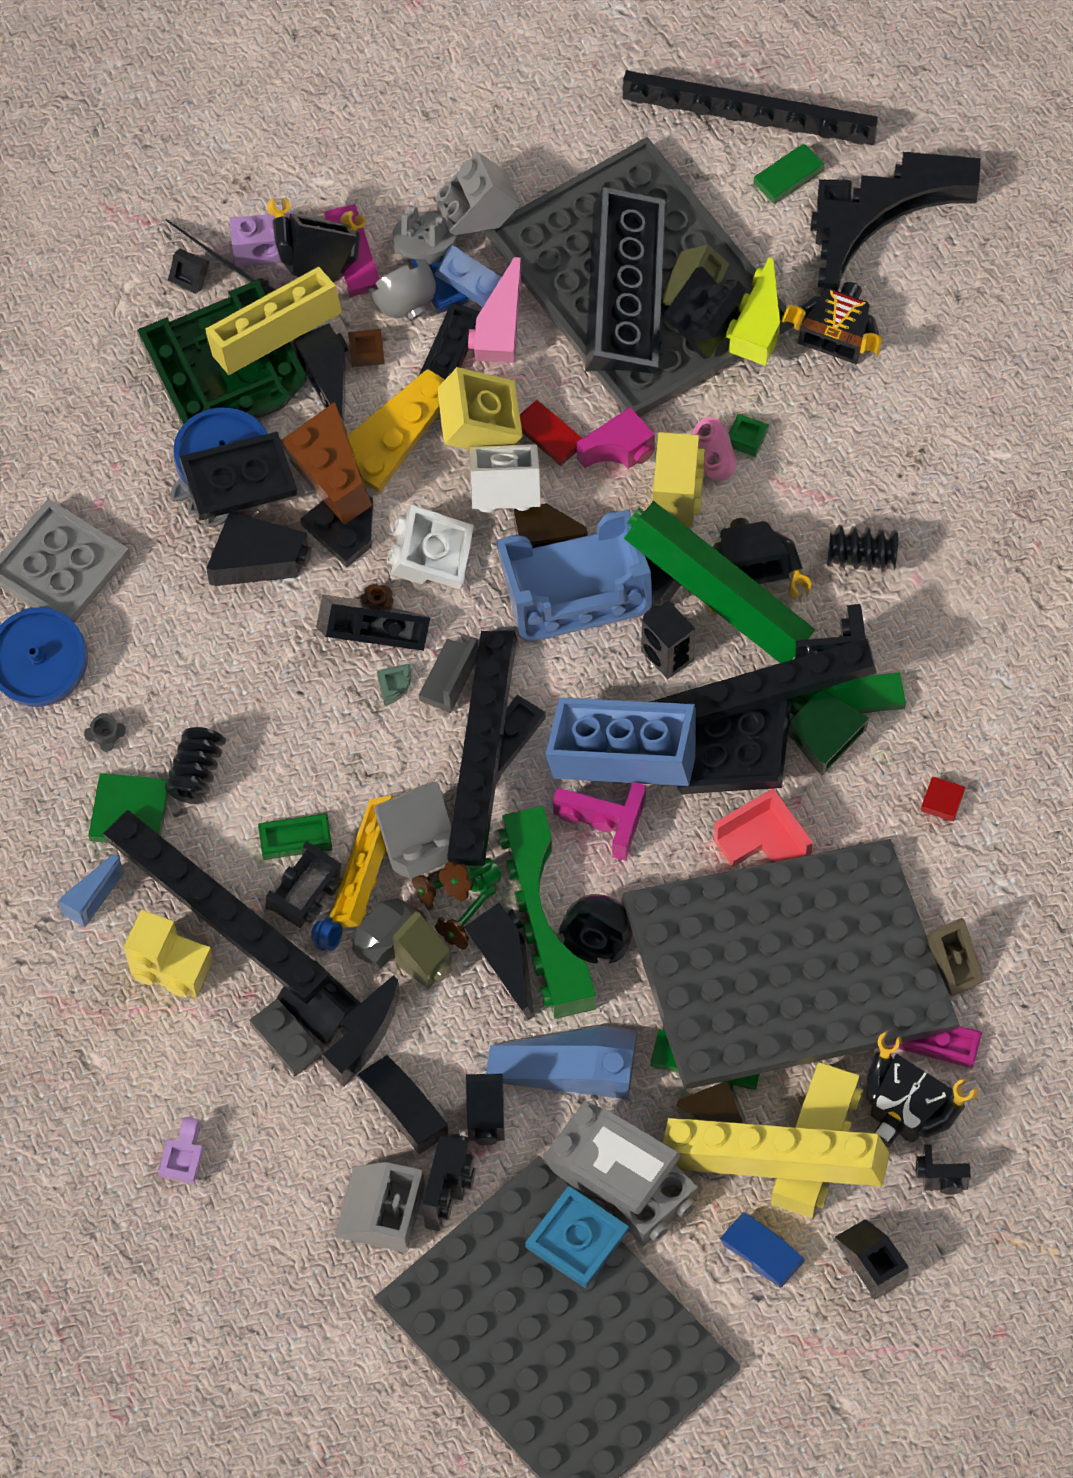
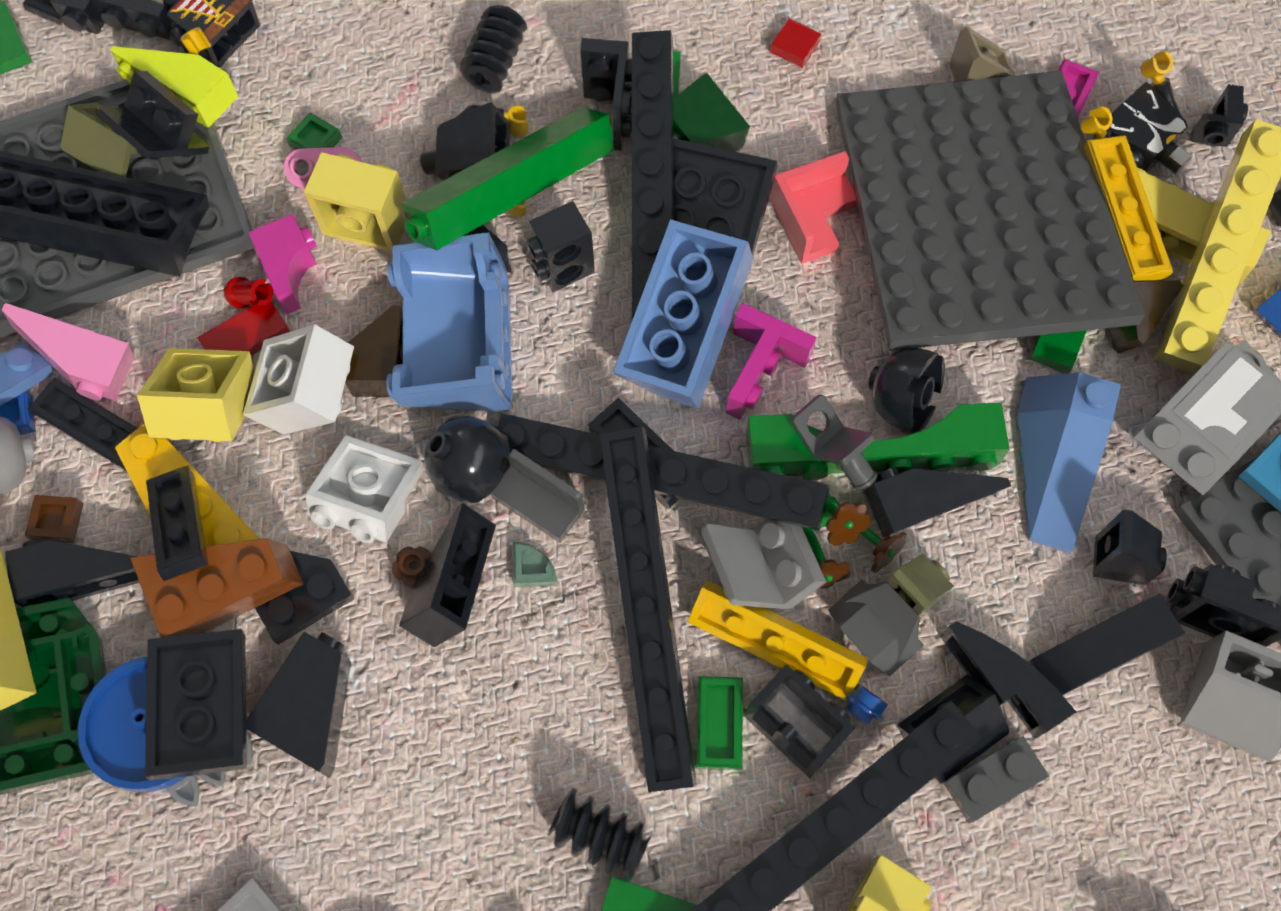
camera: 80 degrees left, 5 degrees up
(367, 423) = (176, 523): none -> black tile
(368, 757) = (647, 611): none -> black plate
(465, 606) = (466, 458): none -> black cylinder
(525, 867) = (836, 443): none -> dark grey bracket
(582, 420) = (242, 292): none -> red pin
(805, 1077) = (1129, 208): none -> yellow tile

